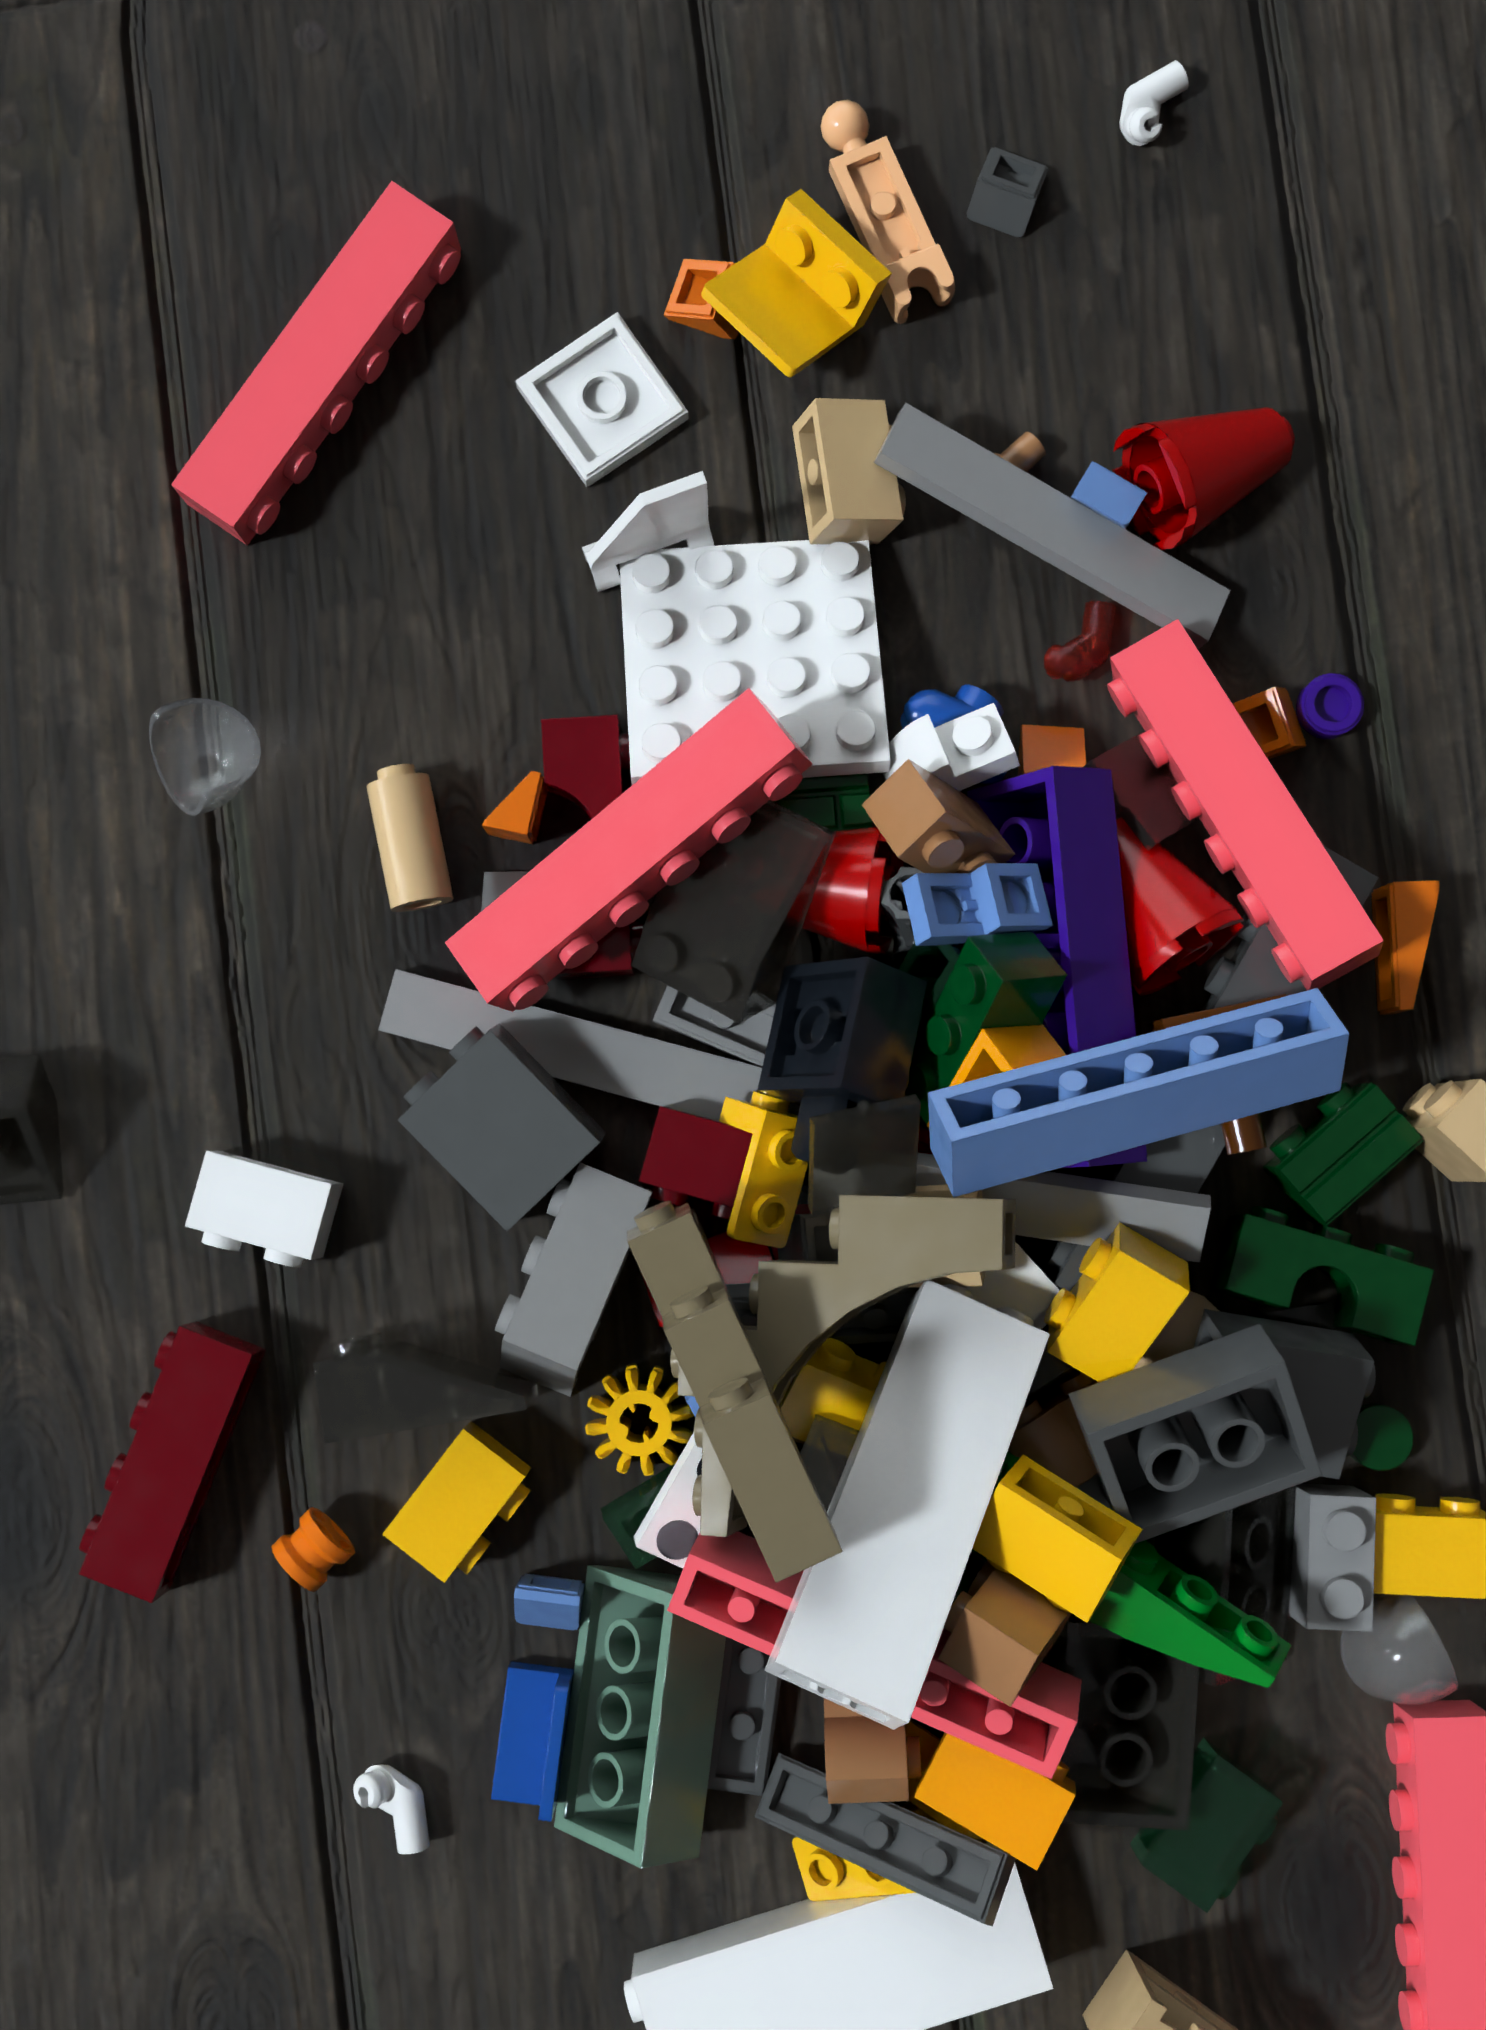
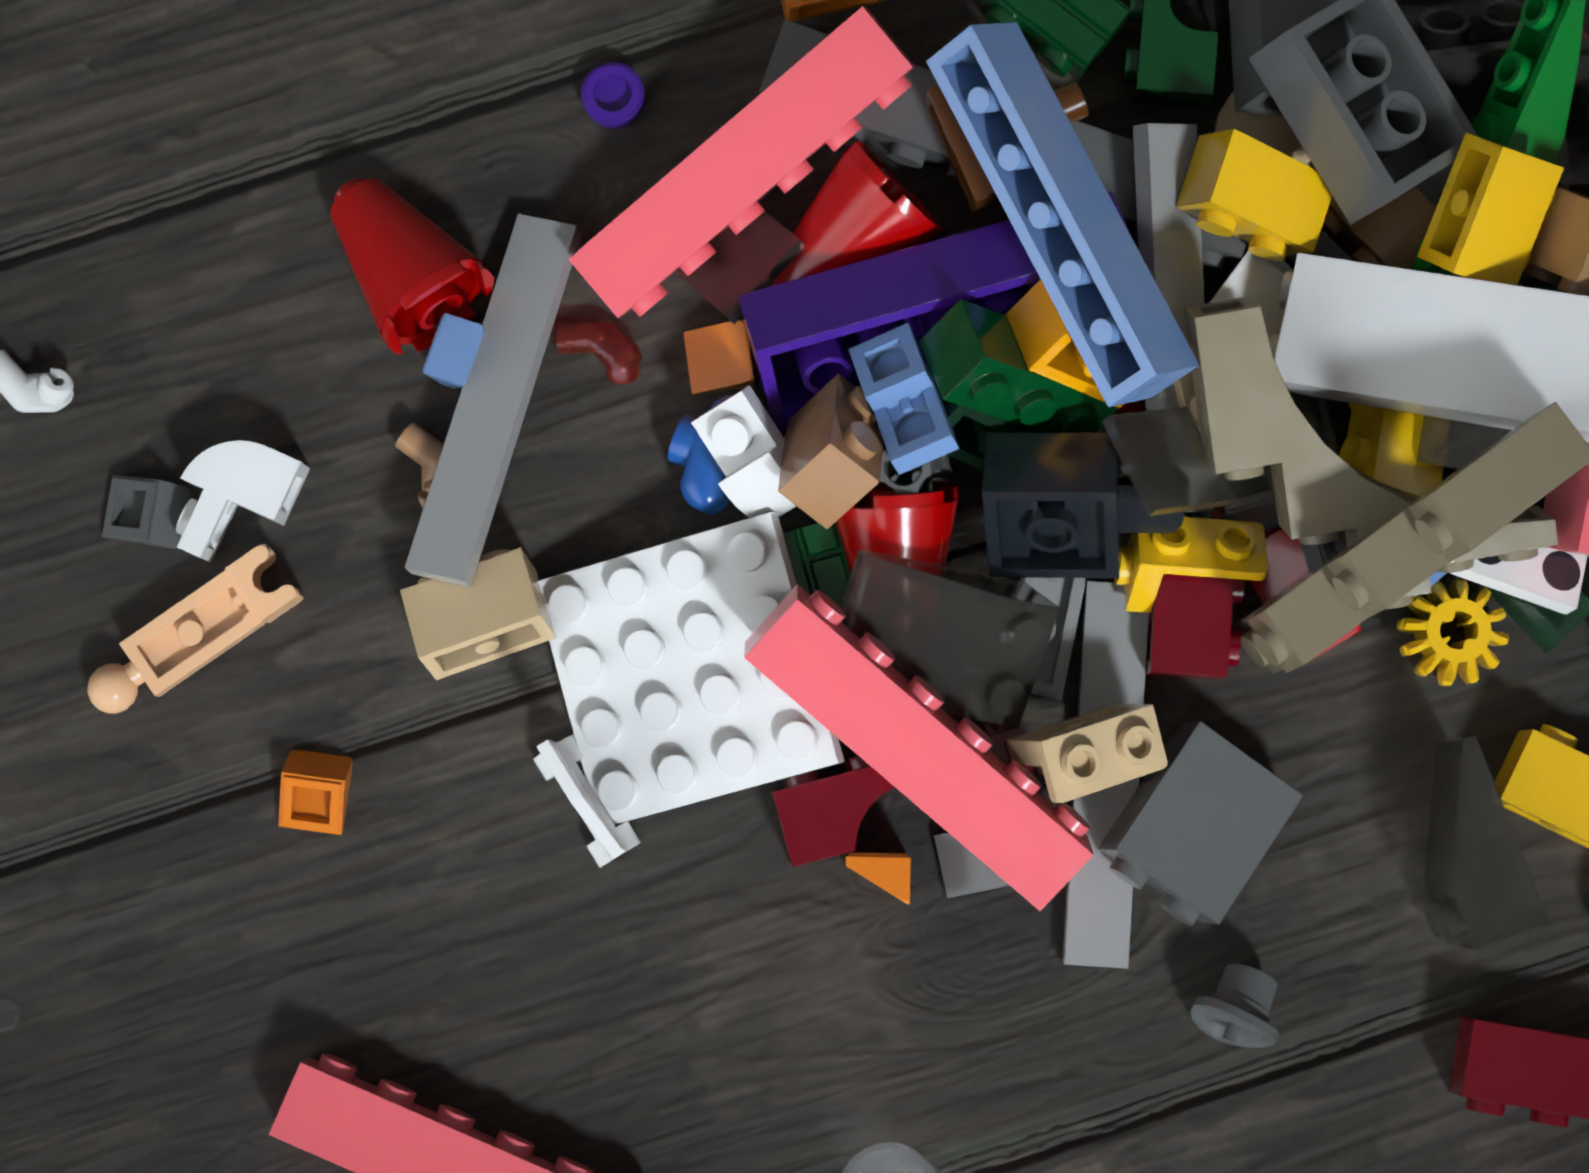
camera: 100 degrees left, 0 degrees up
(263, 1207) = (1326, 1043): white brick -> none
(316, 1129) = (1238, 1008): none -> dark grey piece
(409, 839) = (933, 977): tan brick -> none
(569, 1278) = (1332, 724): light grey wedge -> none
(591, 1027) = (1093, 750): none -> tan bracket
(602, 399) = (442, 879): white tile -> none
(799, 288) = (299, 701): yellow bracket -> none
(1019, 266) = (231, 477): none -> white brick
(1272, 721) = (643, 153): orange slope -> none

